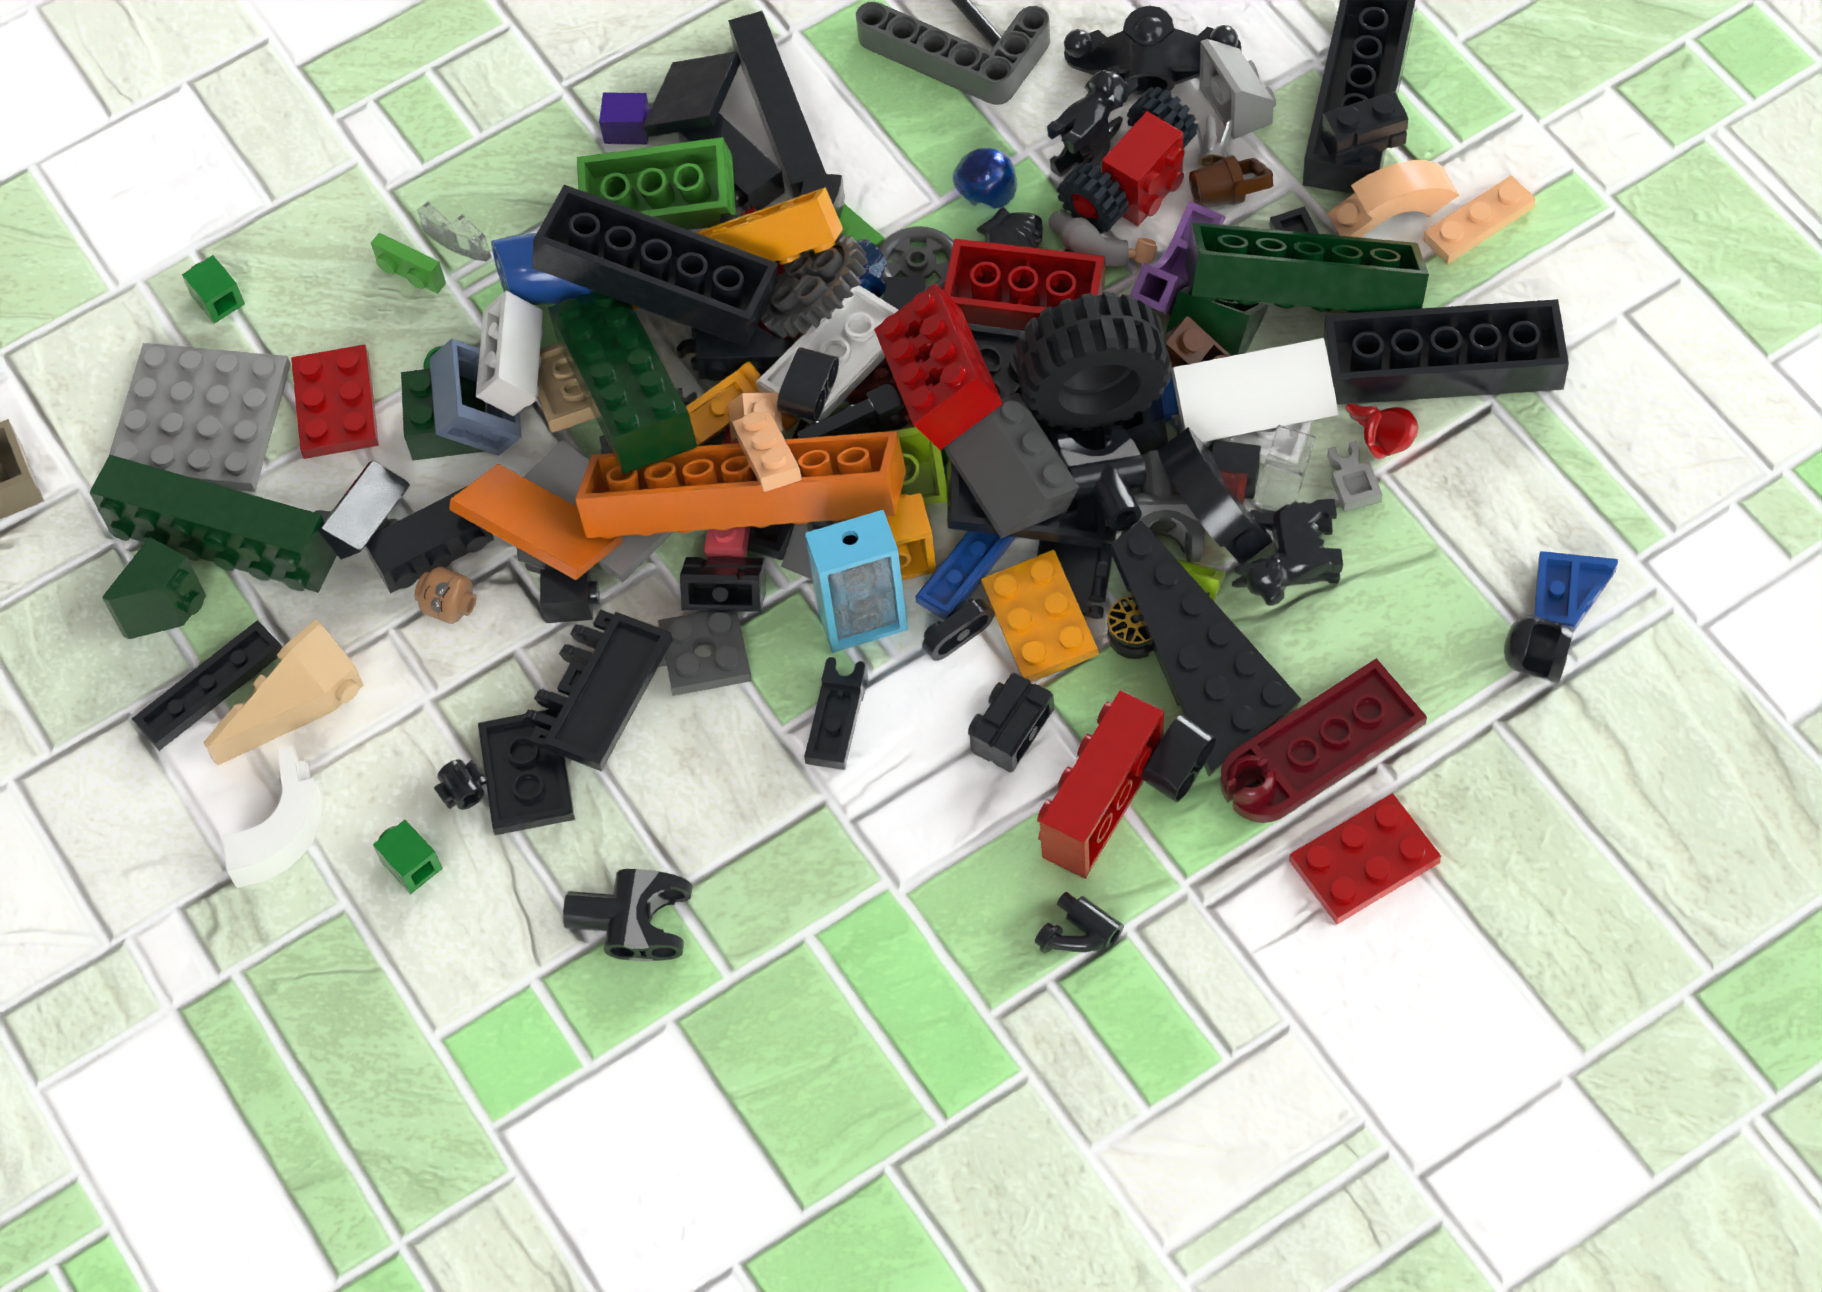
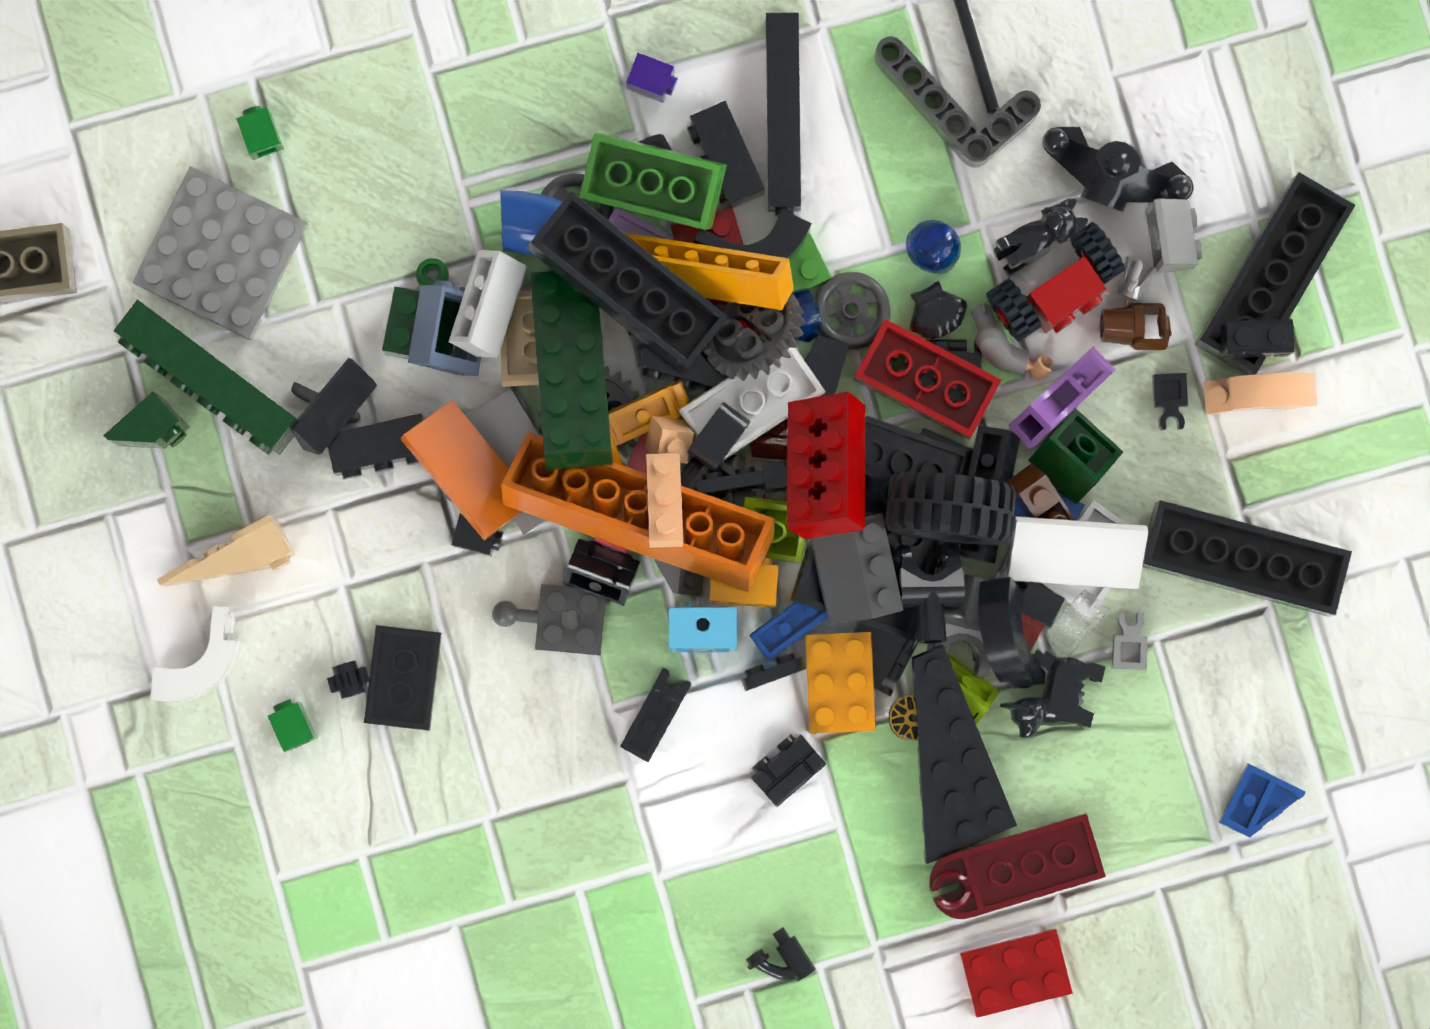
camera: 10 degrees right, 25 degrees up
(207, 685) = (172, 518): black plate -> none
(334, 401) = (335, 277): red plate -> none
(409, 263) = (418, 155): bright green plate -> none
(445, 595) = (379, 504): medium nougat head -> none
(457, 236) = (478, 152): clear slope -> none
(600, 688) = (479, 638): black hinge -> none
(628, 914) = (446, 832): black connector -> none
(692, 94) = (713, 79): black tile -> none
(1100, 784) = (838, 855): red brick -> none
(1179, 758) = (904, 849): black beam -> none
(1304, 269) = (1159, 451): dark green brick -> none
(1390, 428) = (1175, 607): red piece -> none
(1479, 219) = (1325, 430): light nougat plate -> none
(1538, 647) = (1211, 847): black helmet -> none

